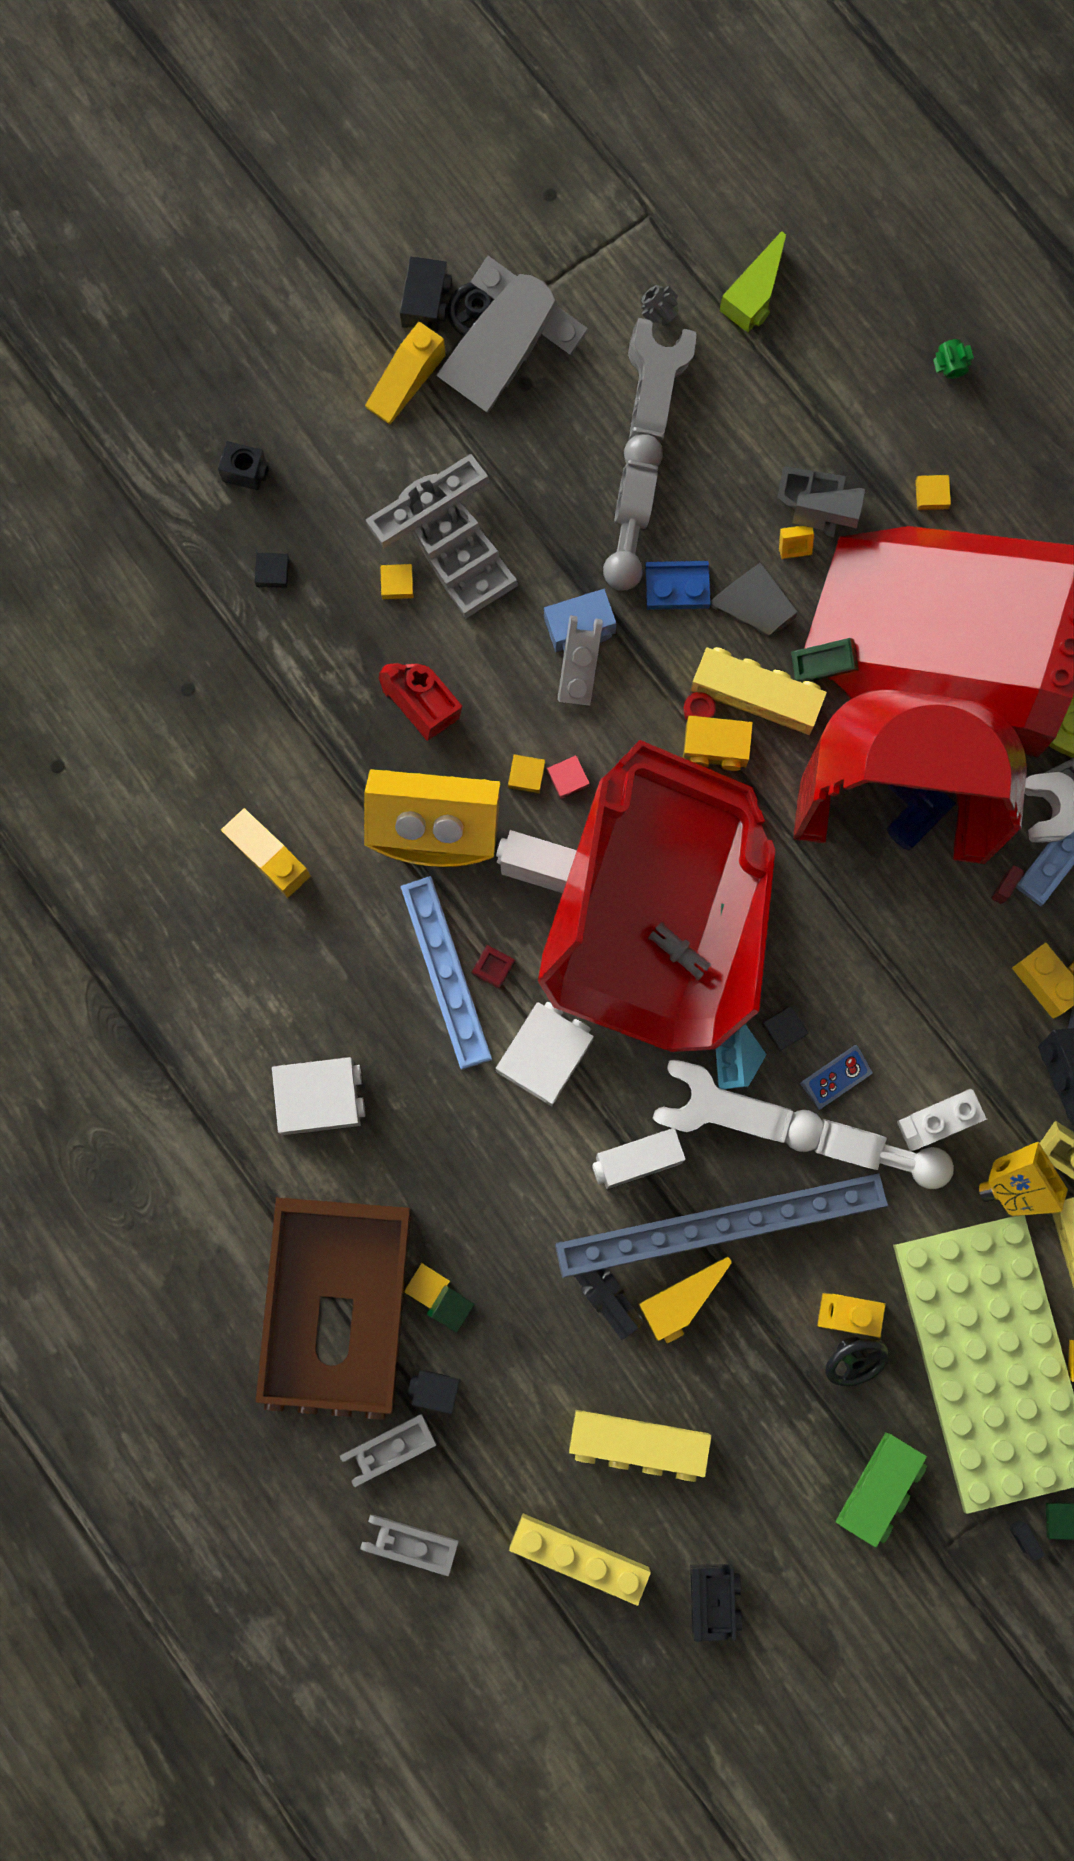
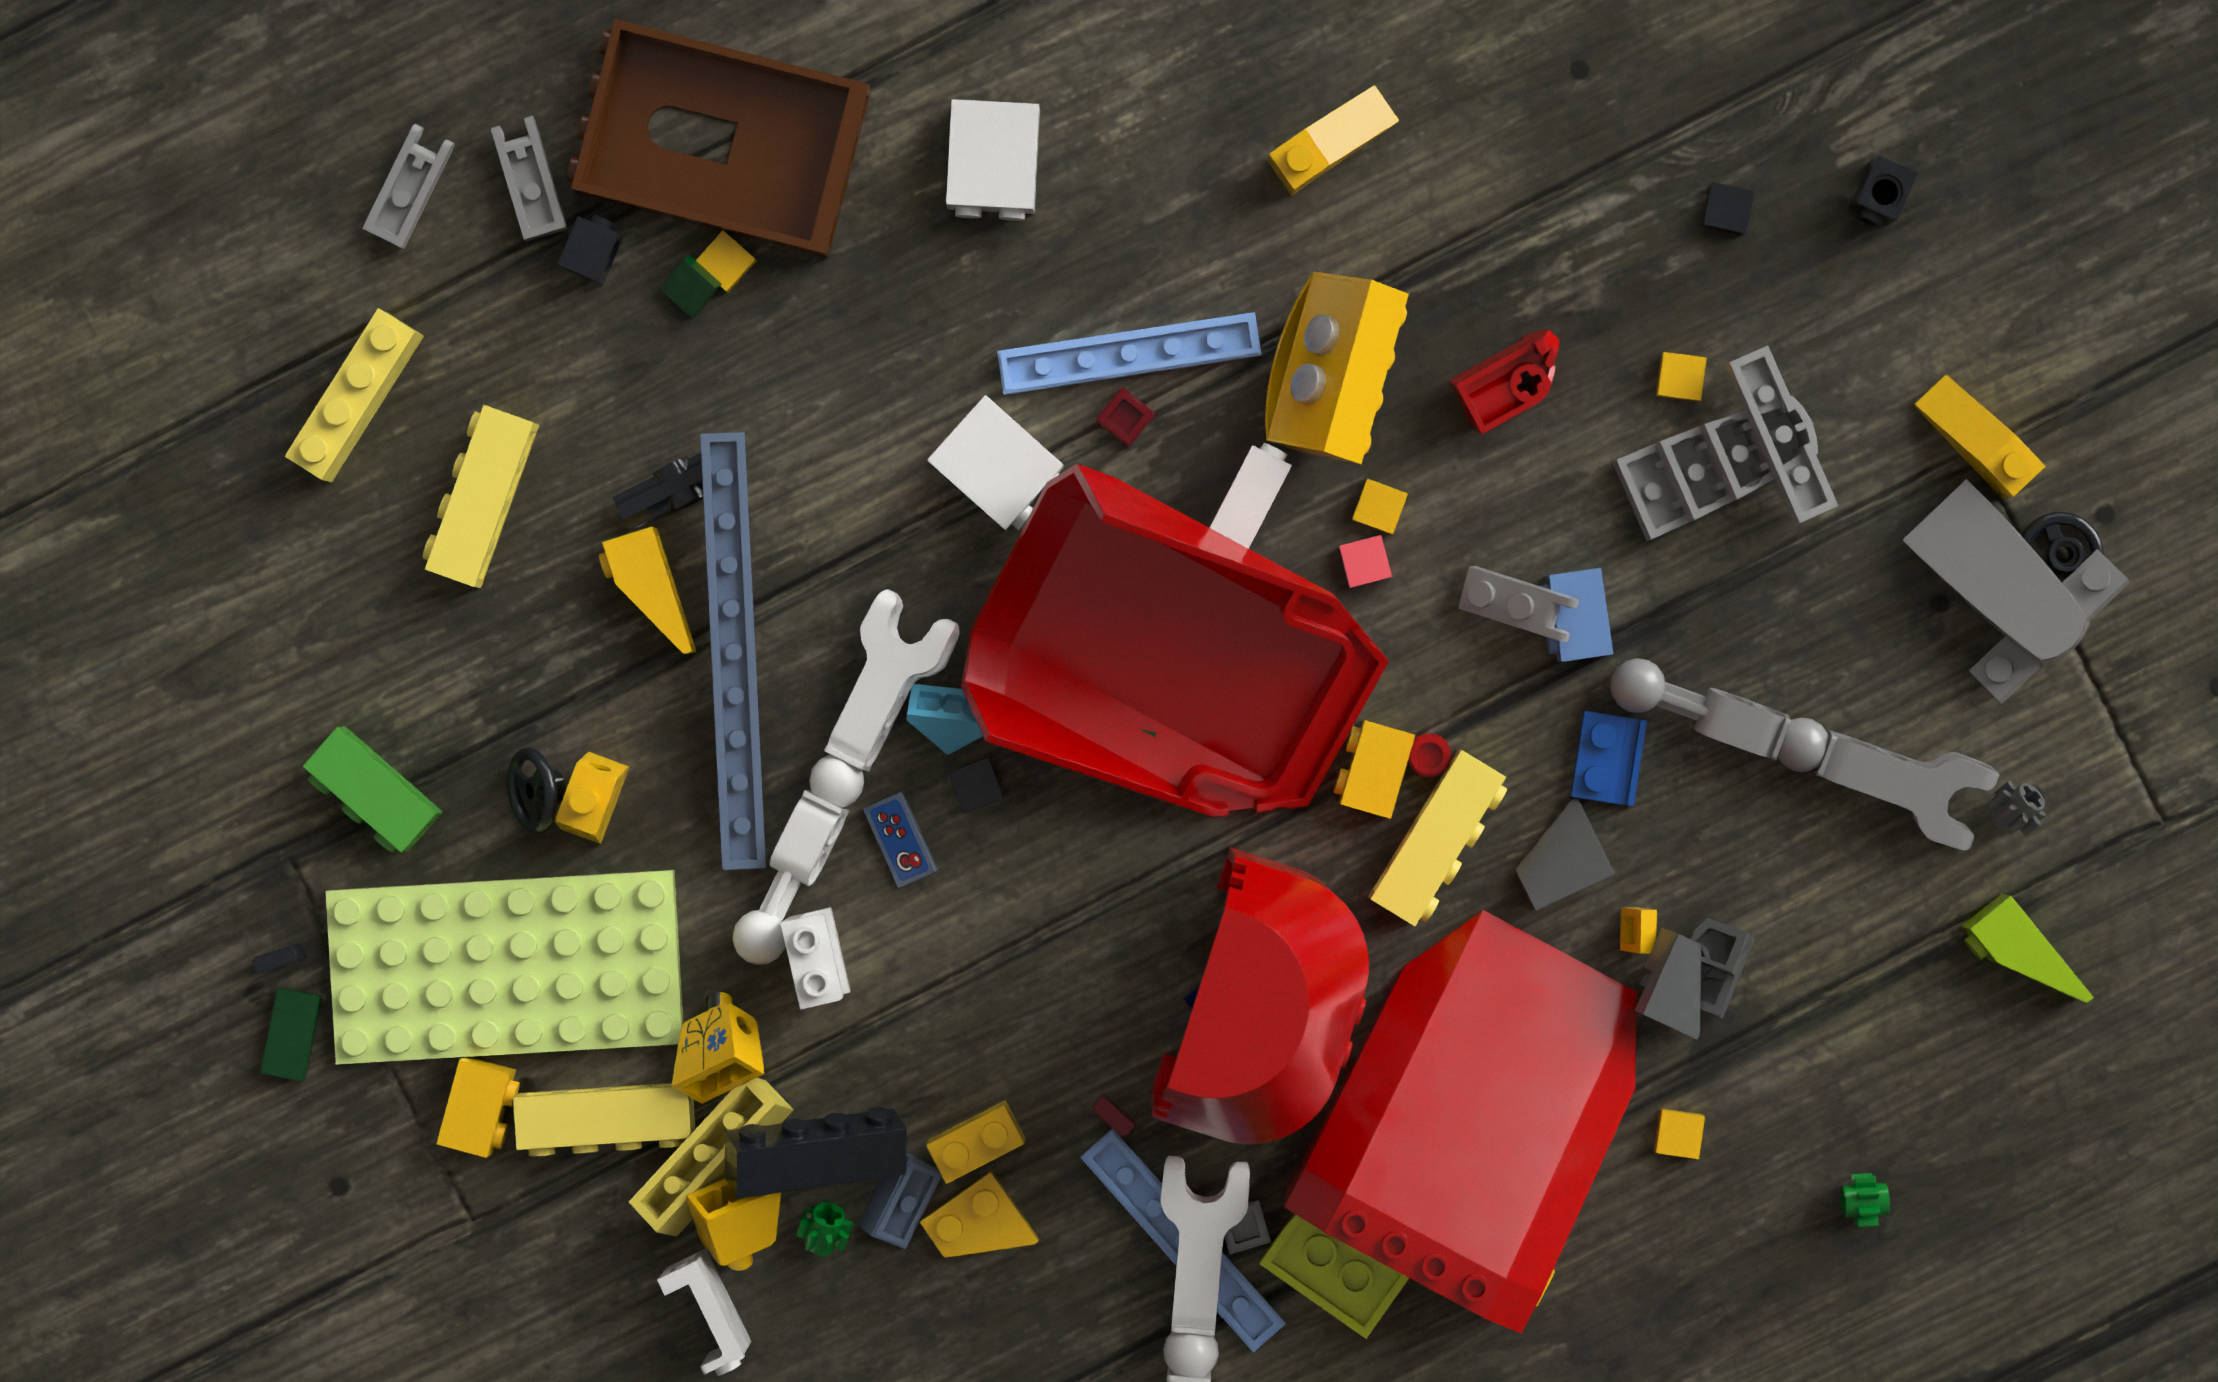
camera: 100 degrees right, 10 degrees up
(425, 293) = (2093, 484): black hinge -> none
(638, 1159) = (835, 558): white brick -> none
(679, 951) = (1098, 663): dark grey pin -> none
(714, 1602) = (274, 553): black hinge -> none
(825, 660) = (1461, 934): dark green tile -> none

